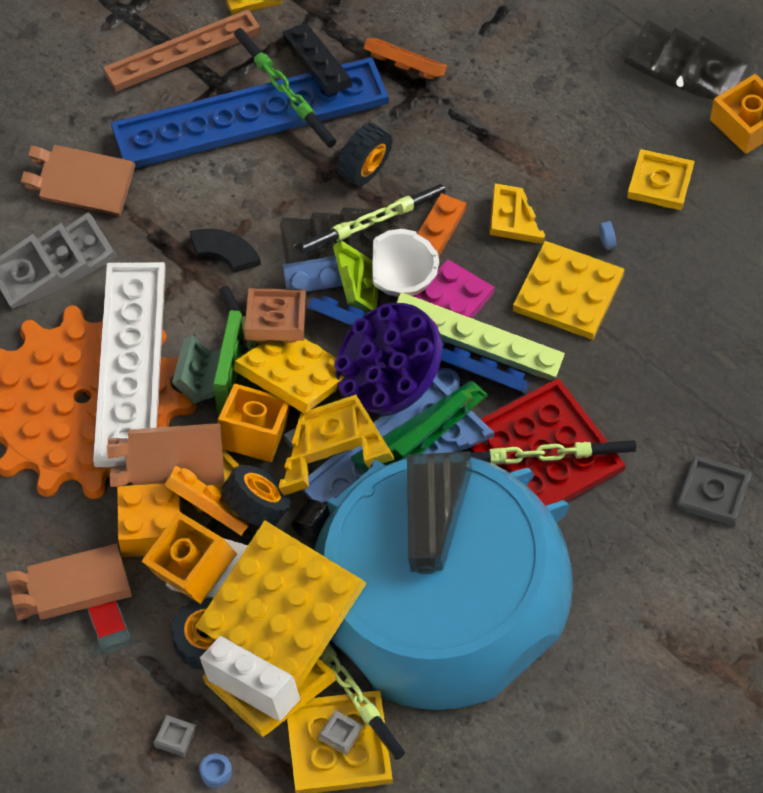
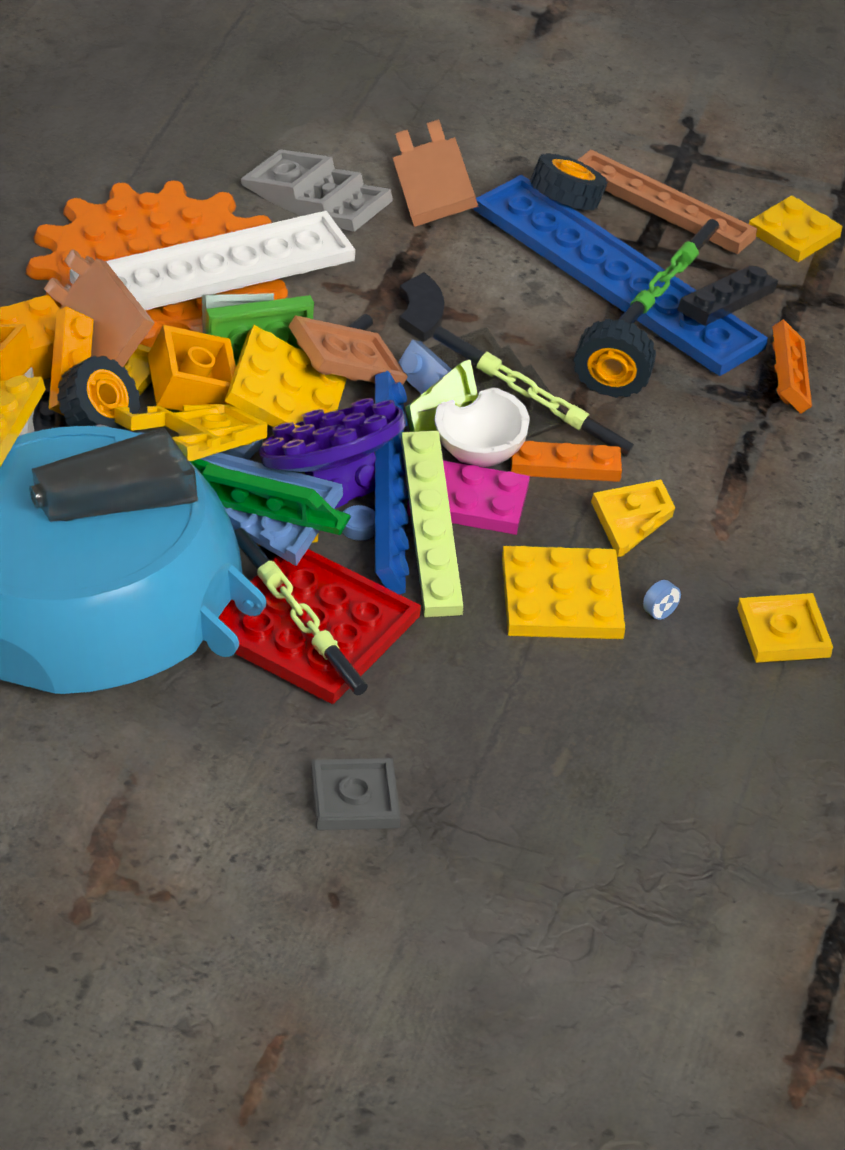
camera: 60 degrees right, 15 degrees down
(140, 96) = (568, 181): none -> black wheel

